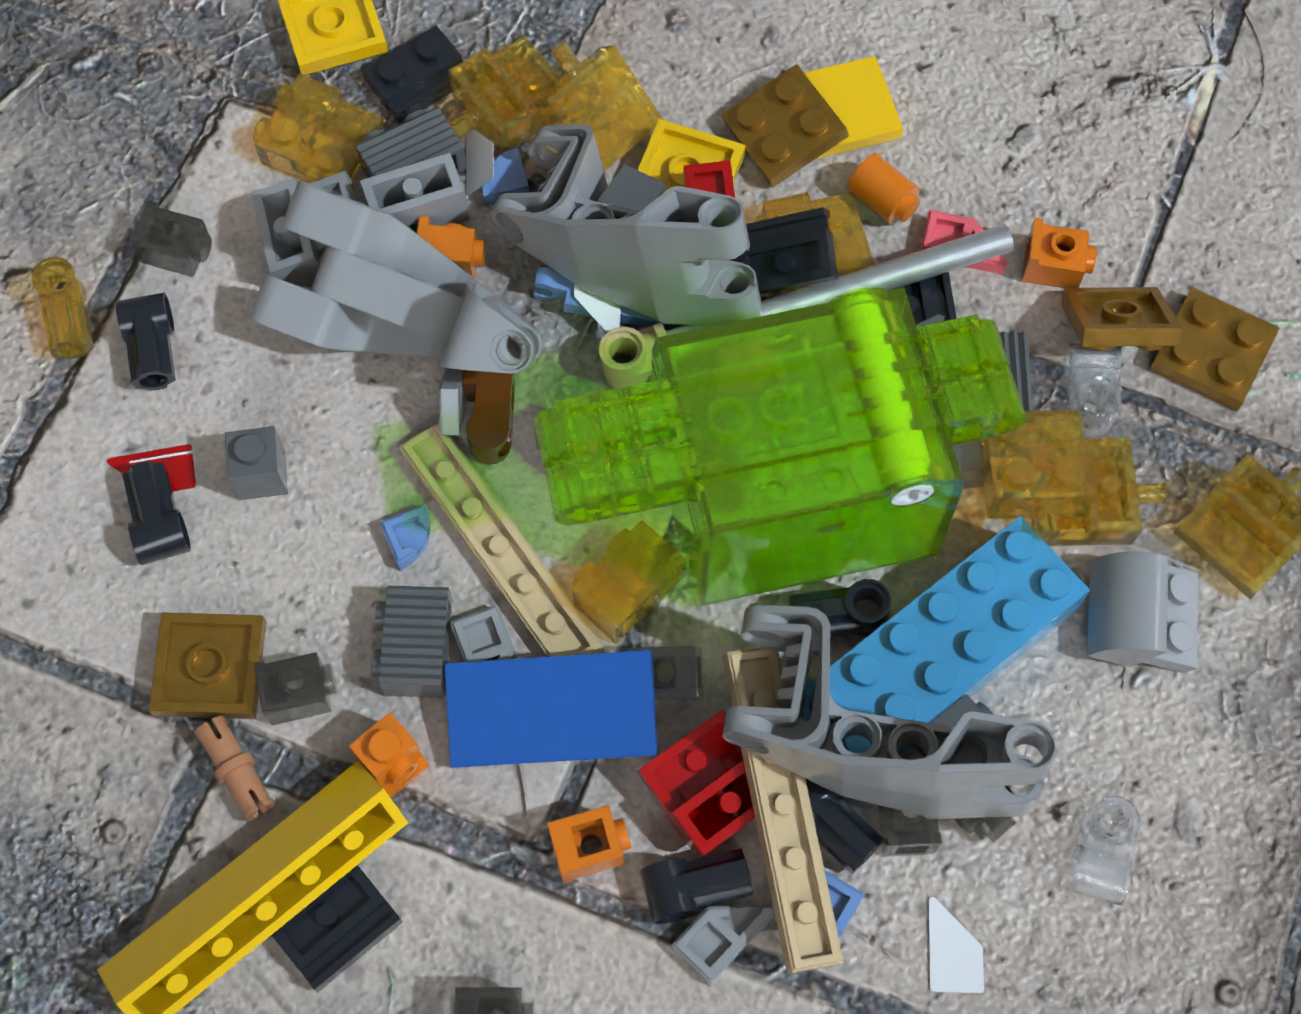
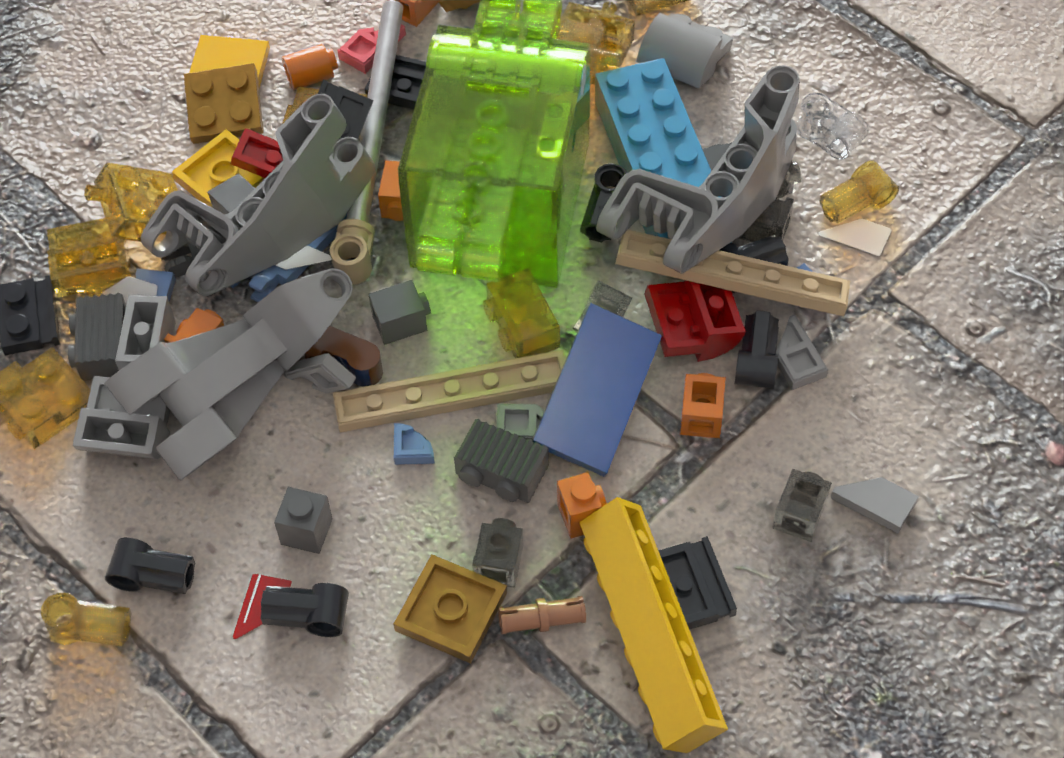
camera: 65 degrees left, 10 degrees down
(171, 240) = (72, 524): clear smoke brick -> none
(1024, 935) = (865, 188): none -> clear yellow piece

